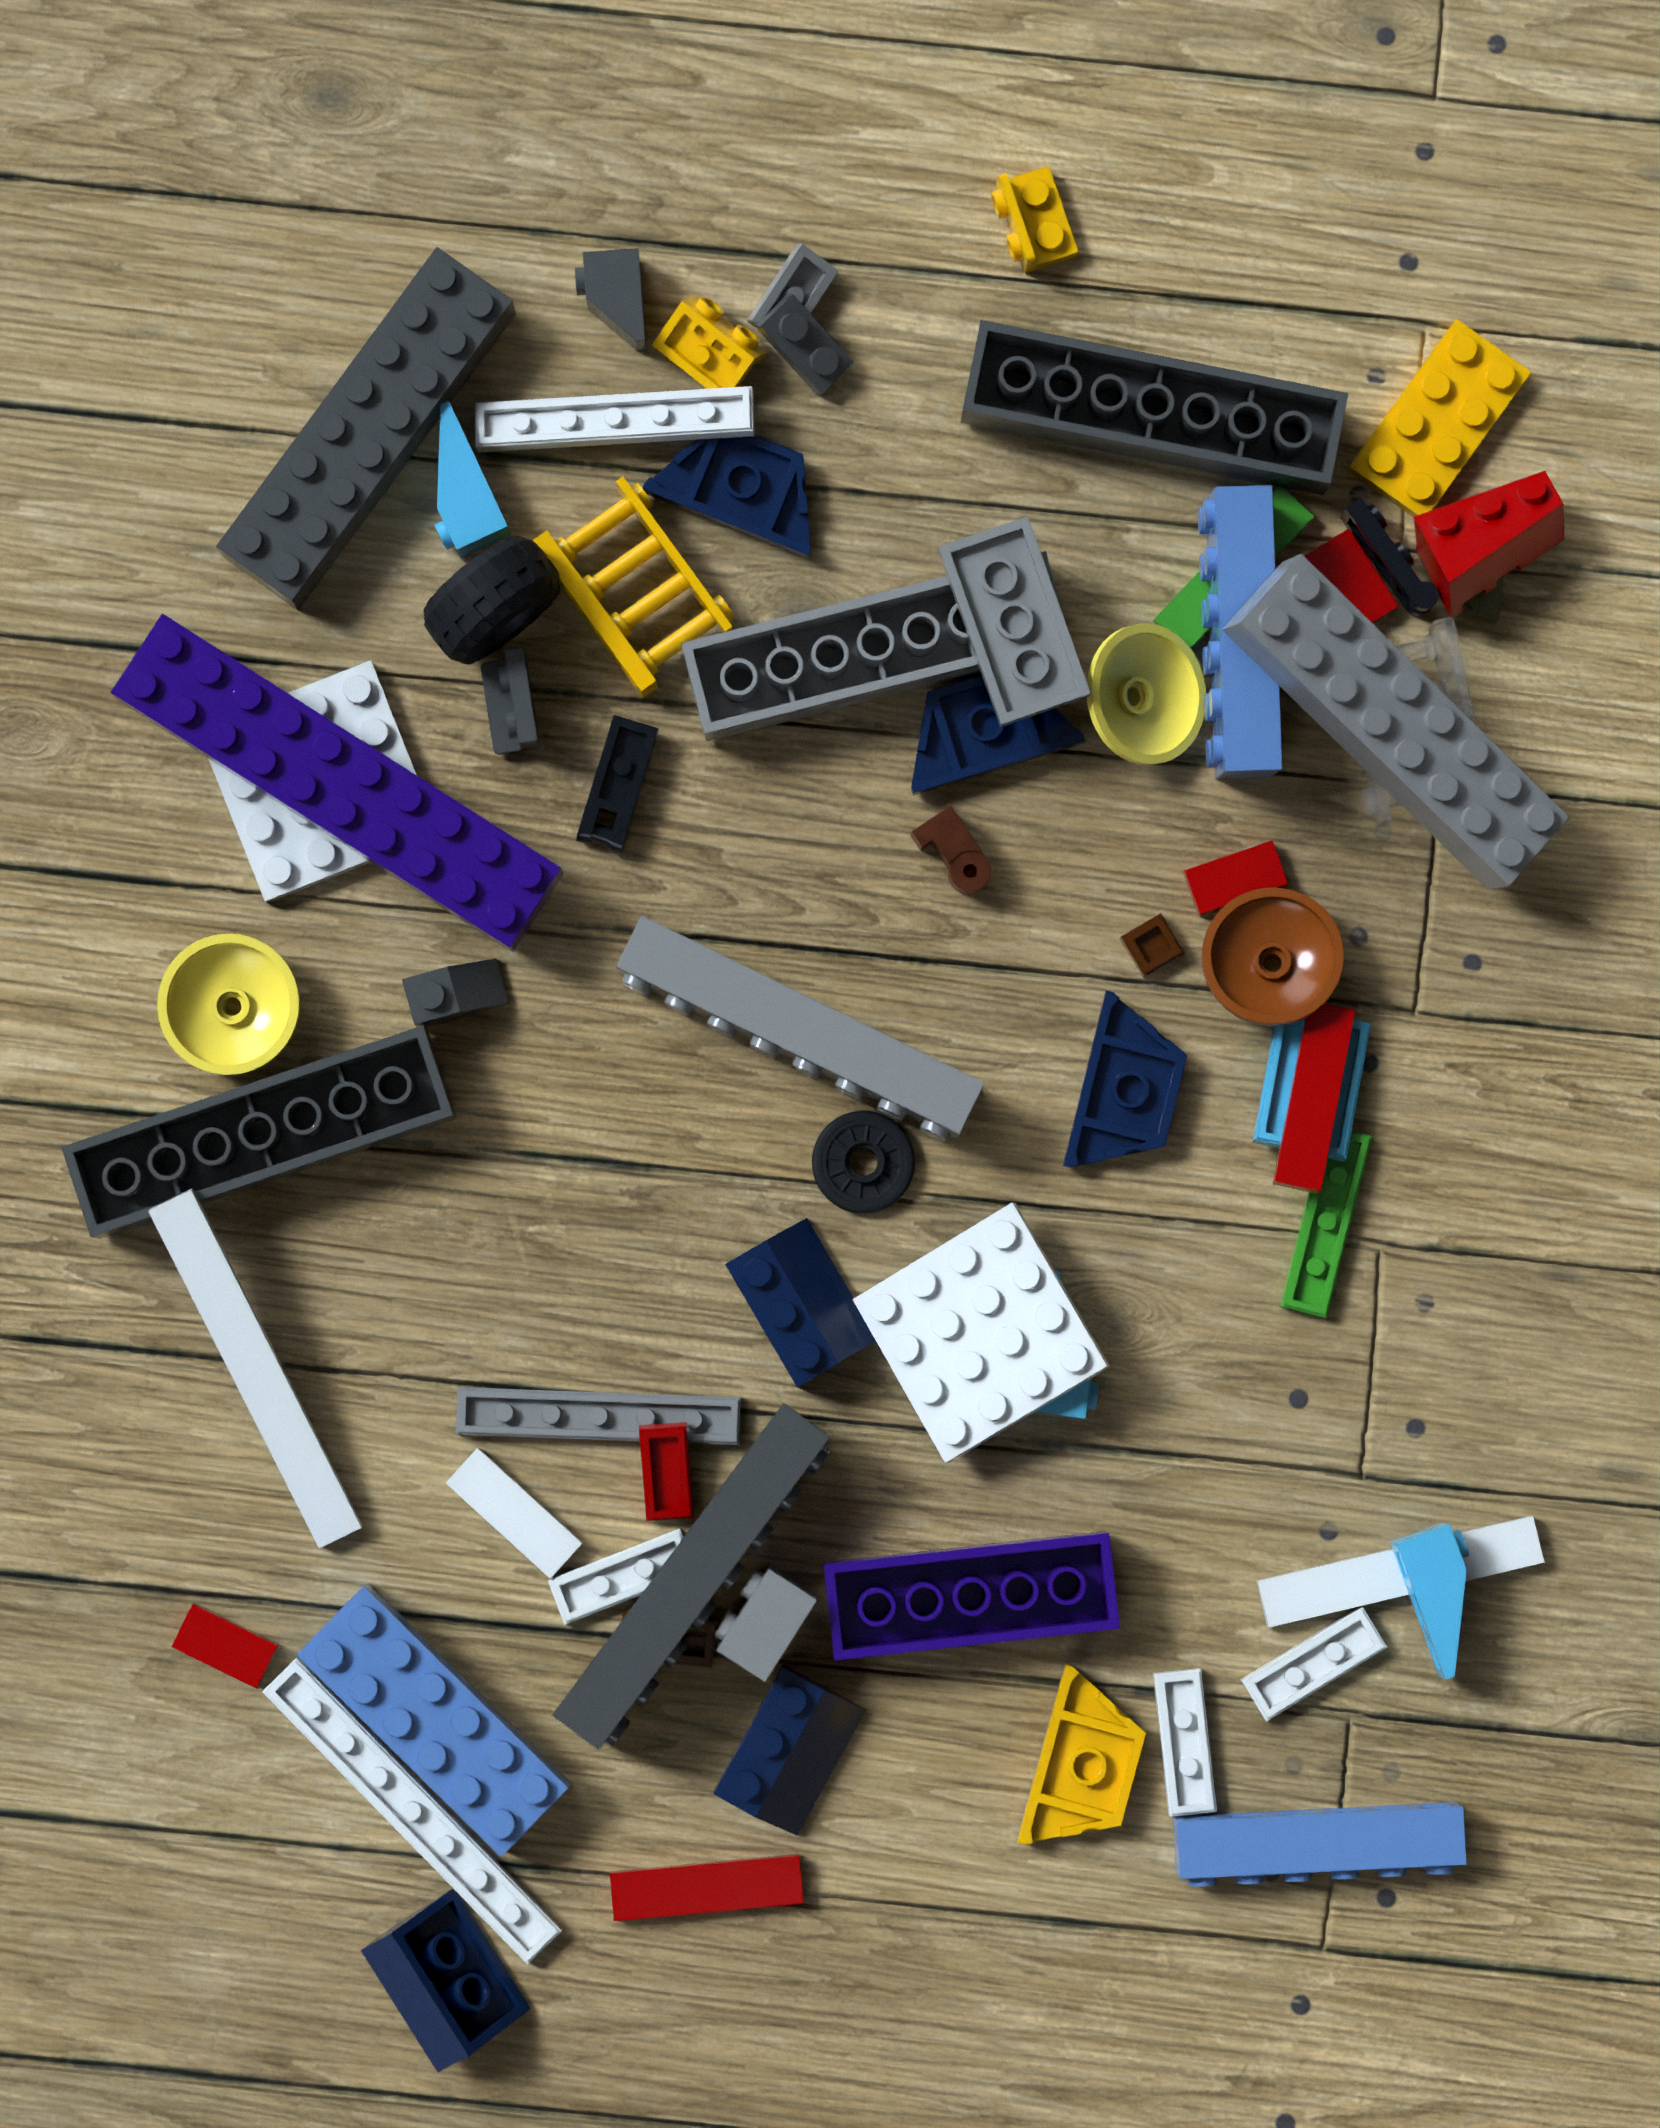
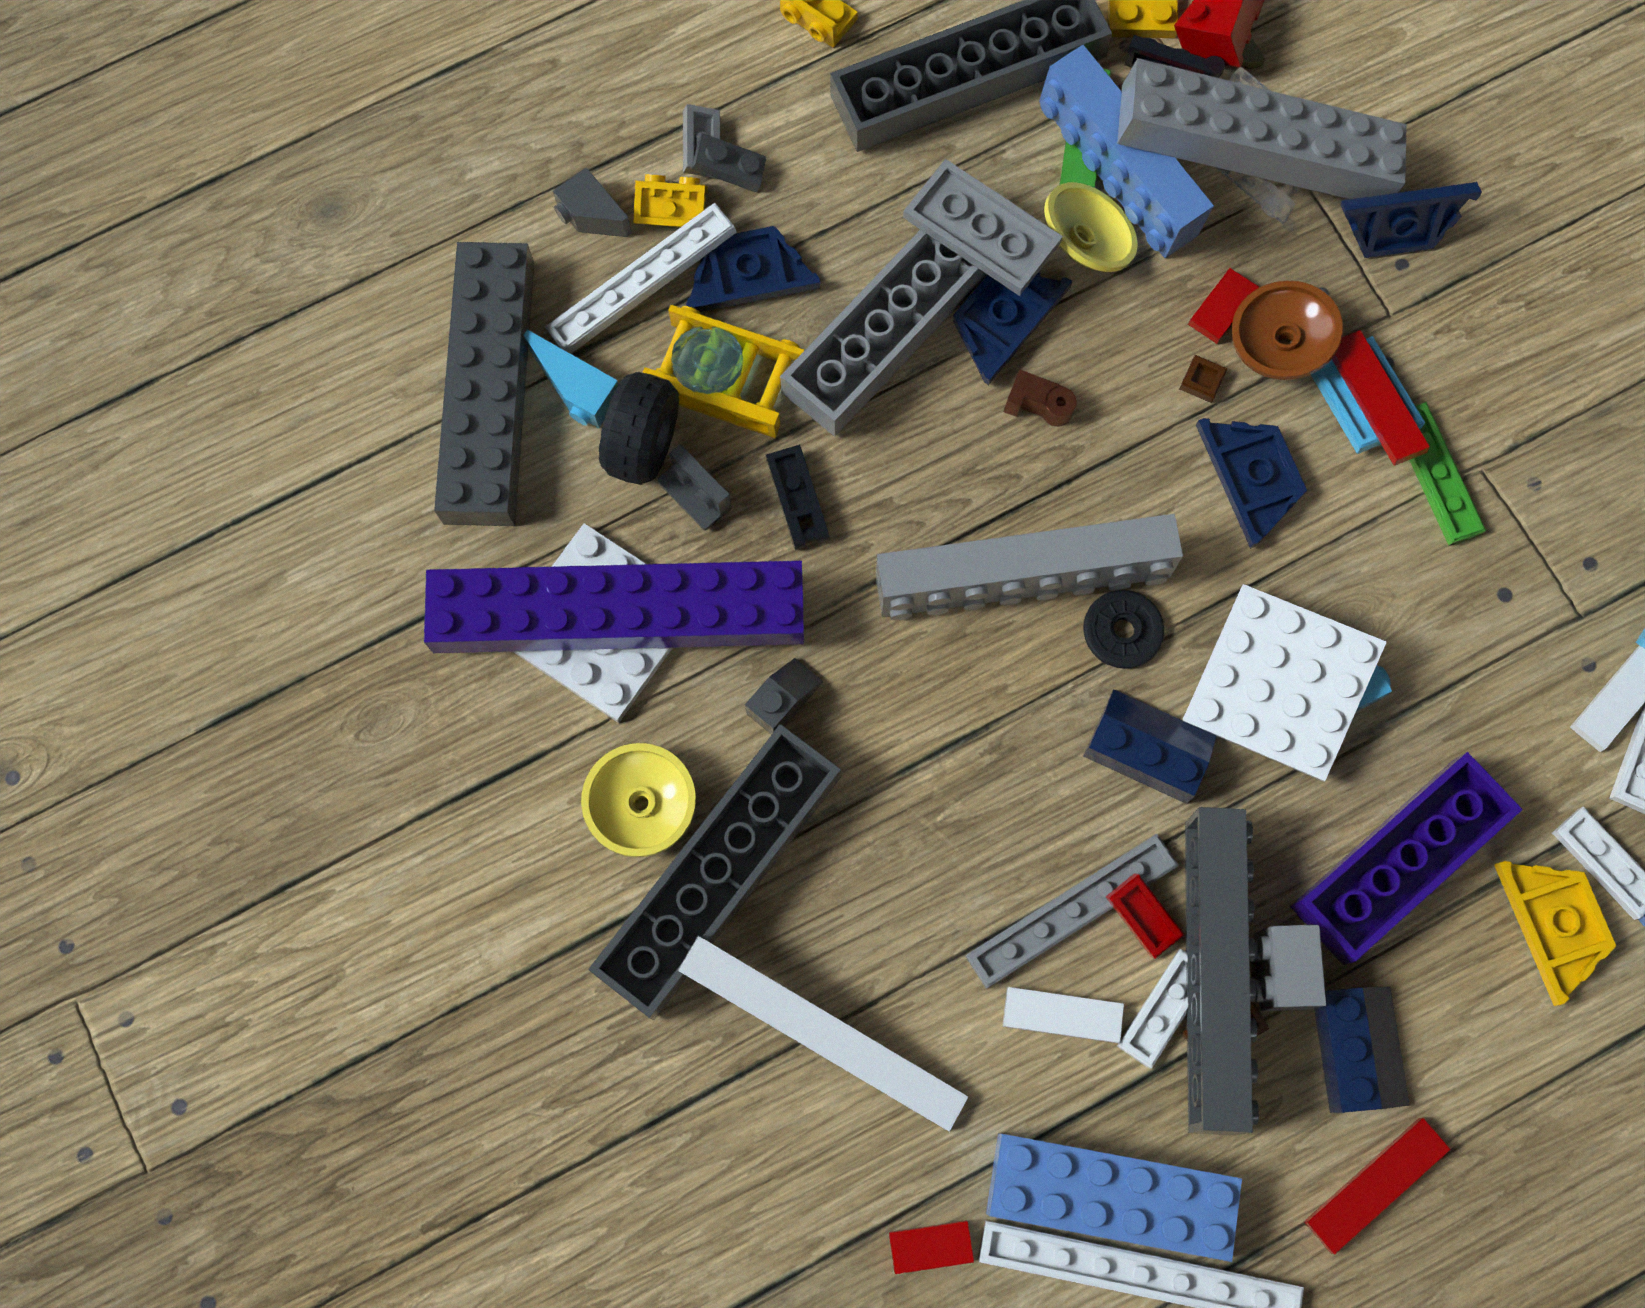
camera: 25 degrees left, 10 degrees down
(619, 567) = (707, 360): none -> clear light blue tile
(1495, 921) = (1406, 219): none -> dark blue wing

